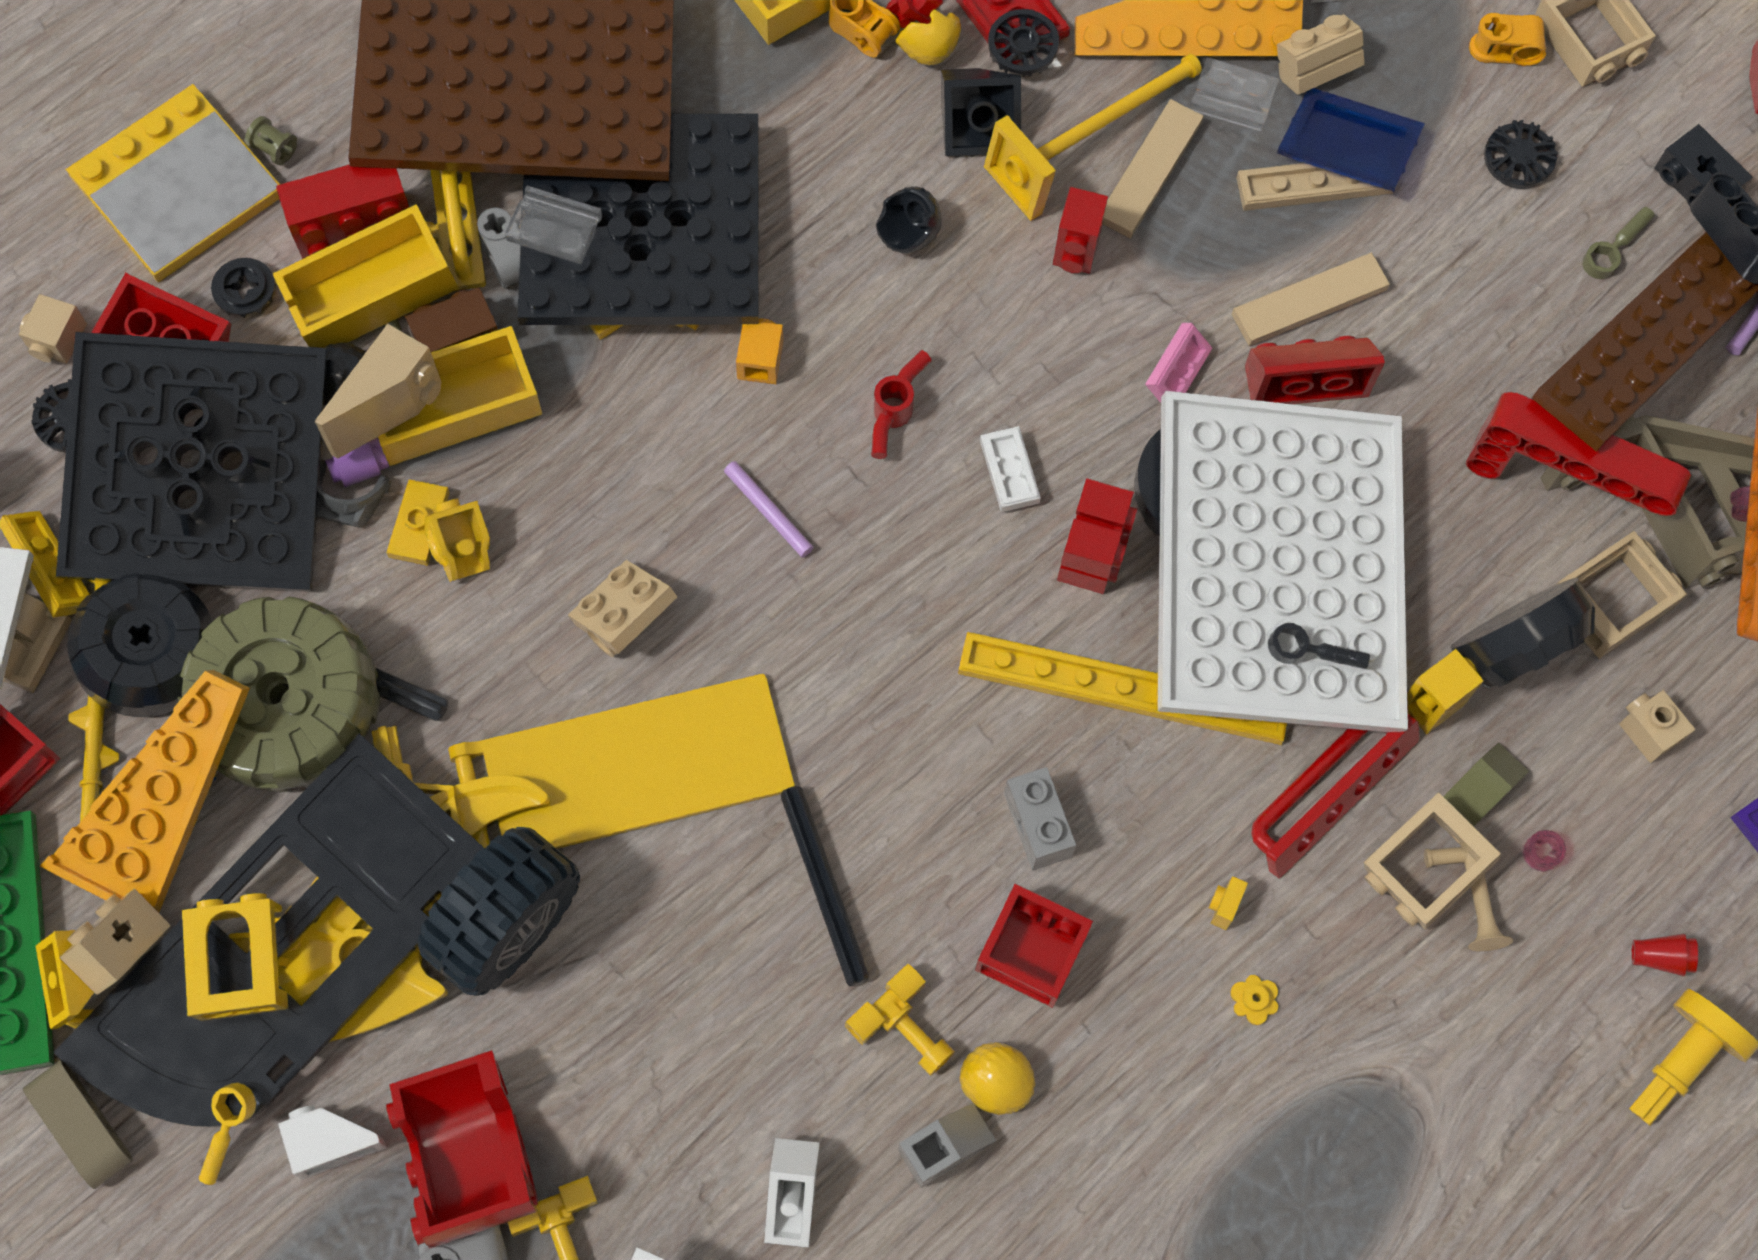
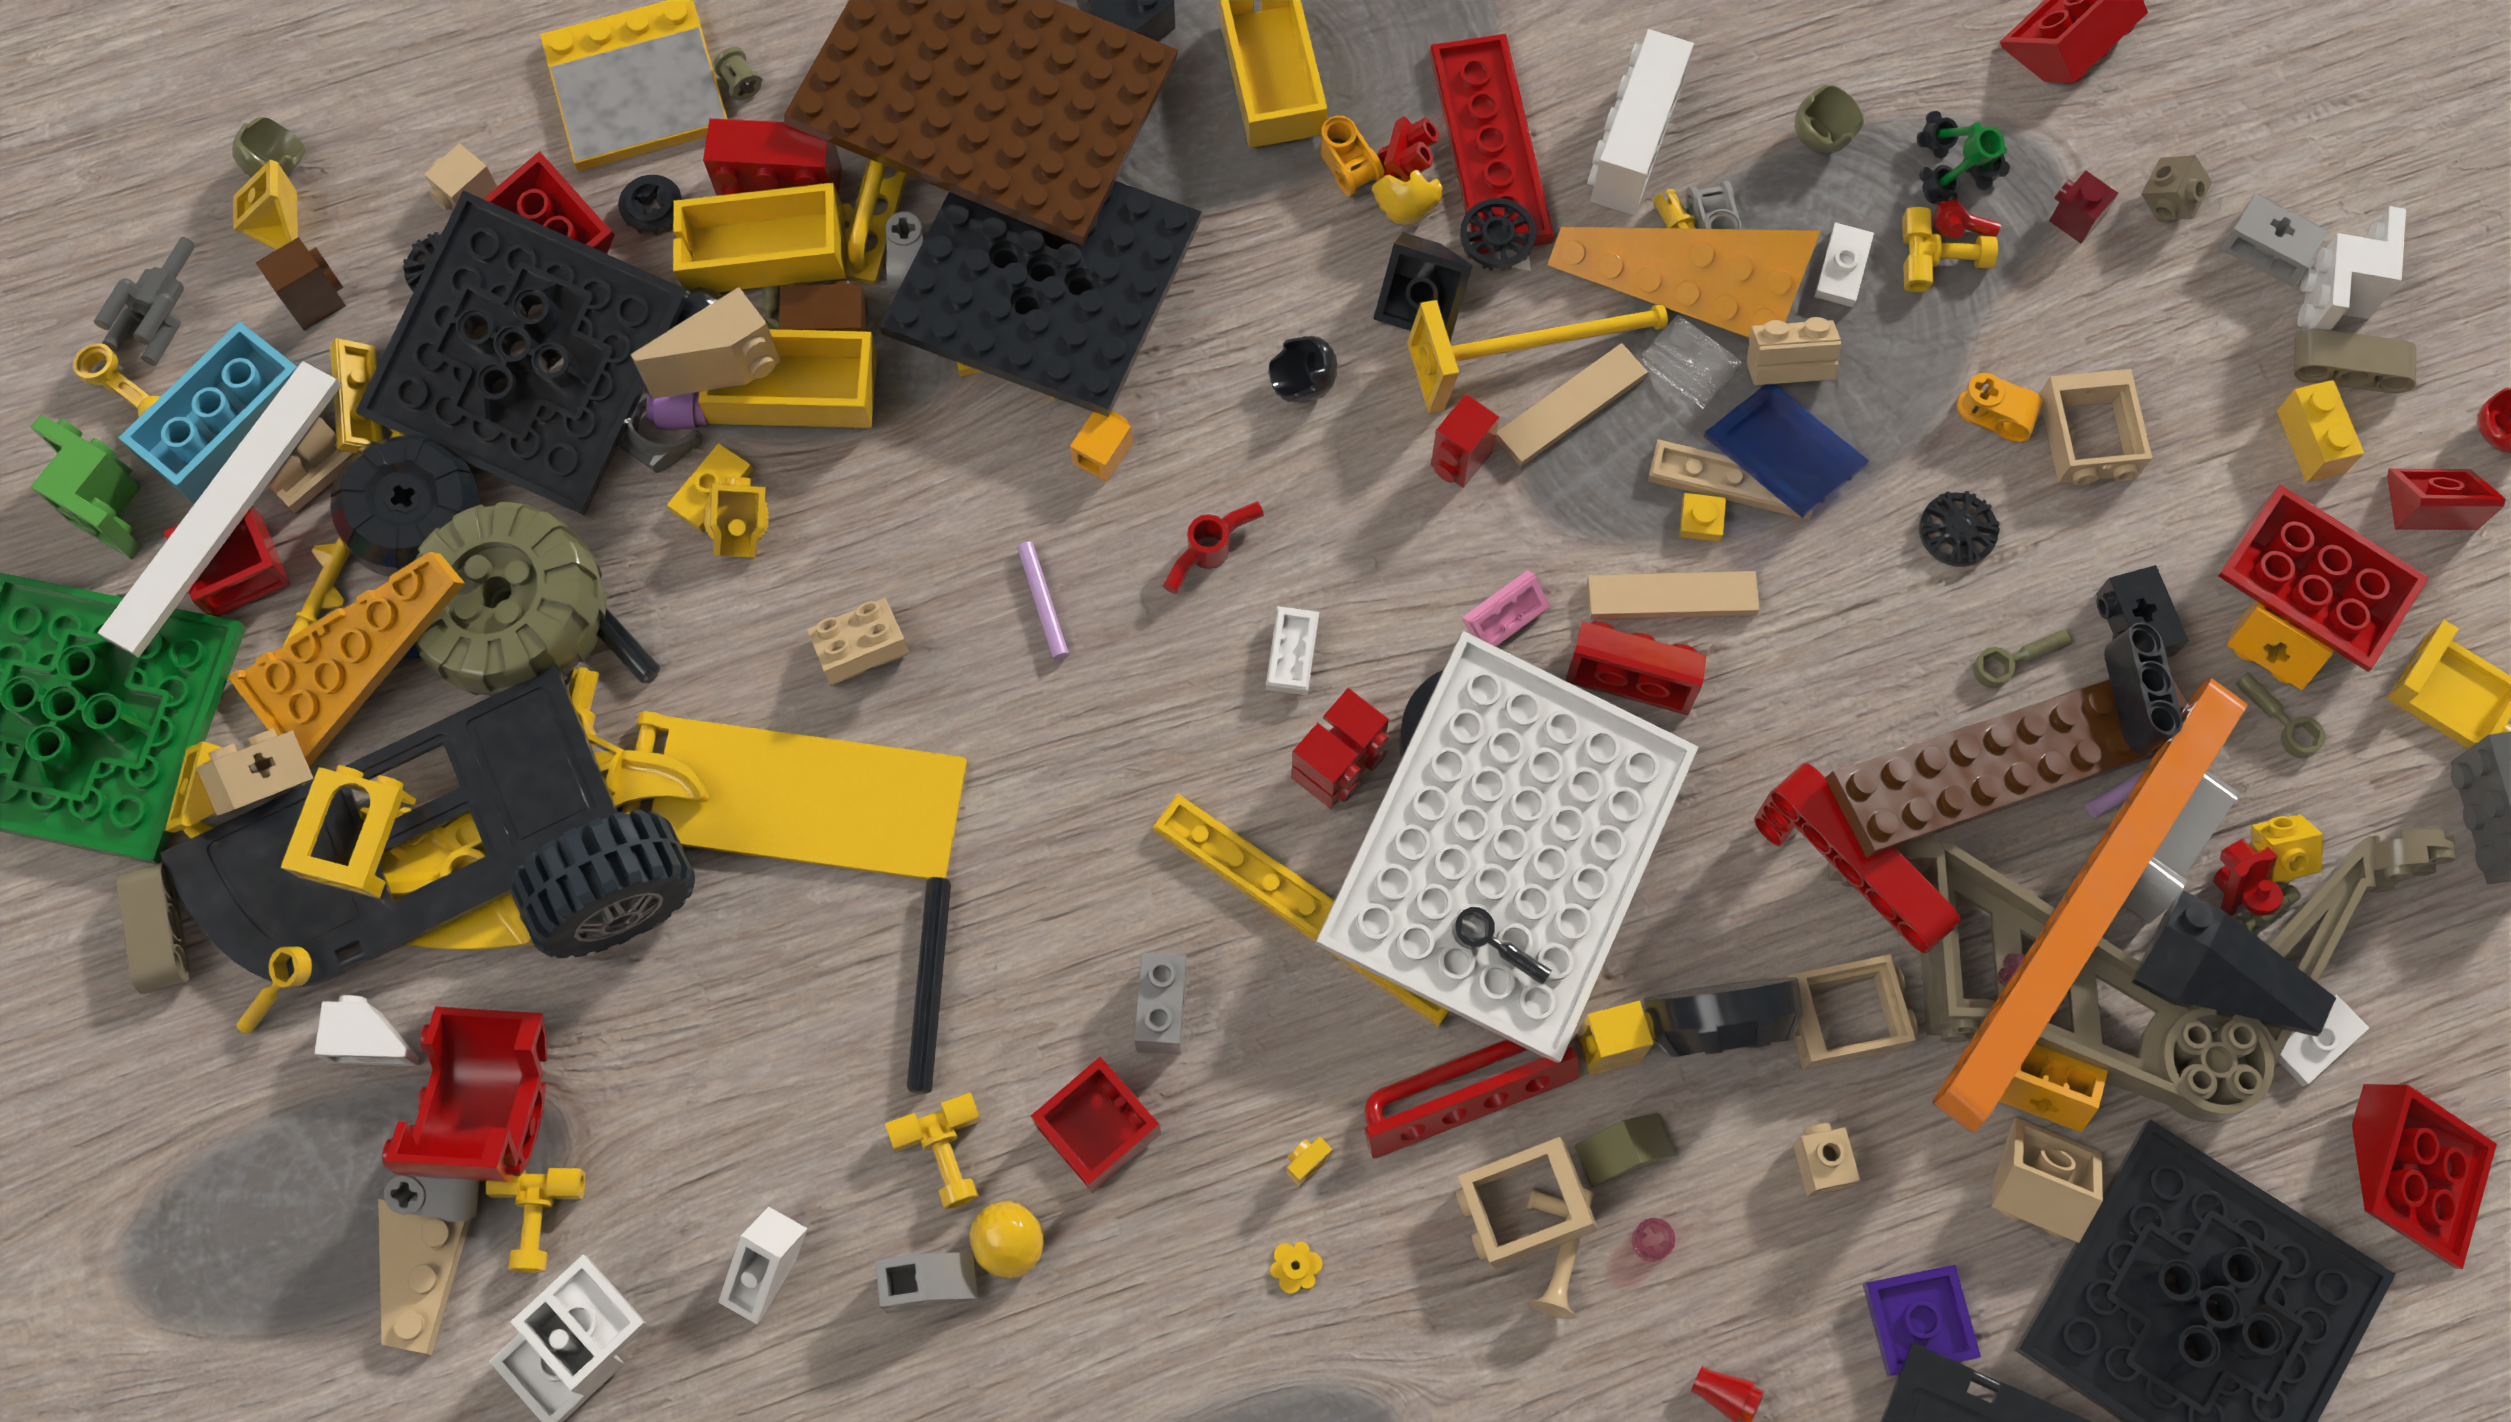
camera: 25 degrees right, 0 degrees up
(553, 224) = (950, 249): clear plate -> none
(1305, 223) = (1702, 517): none -> yellow plate

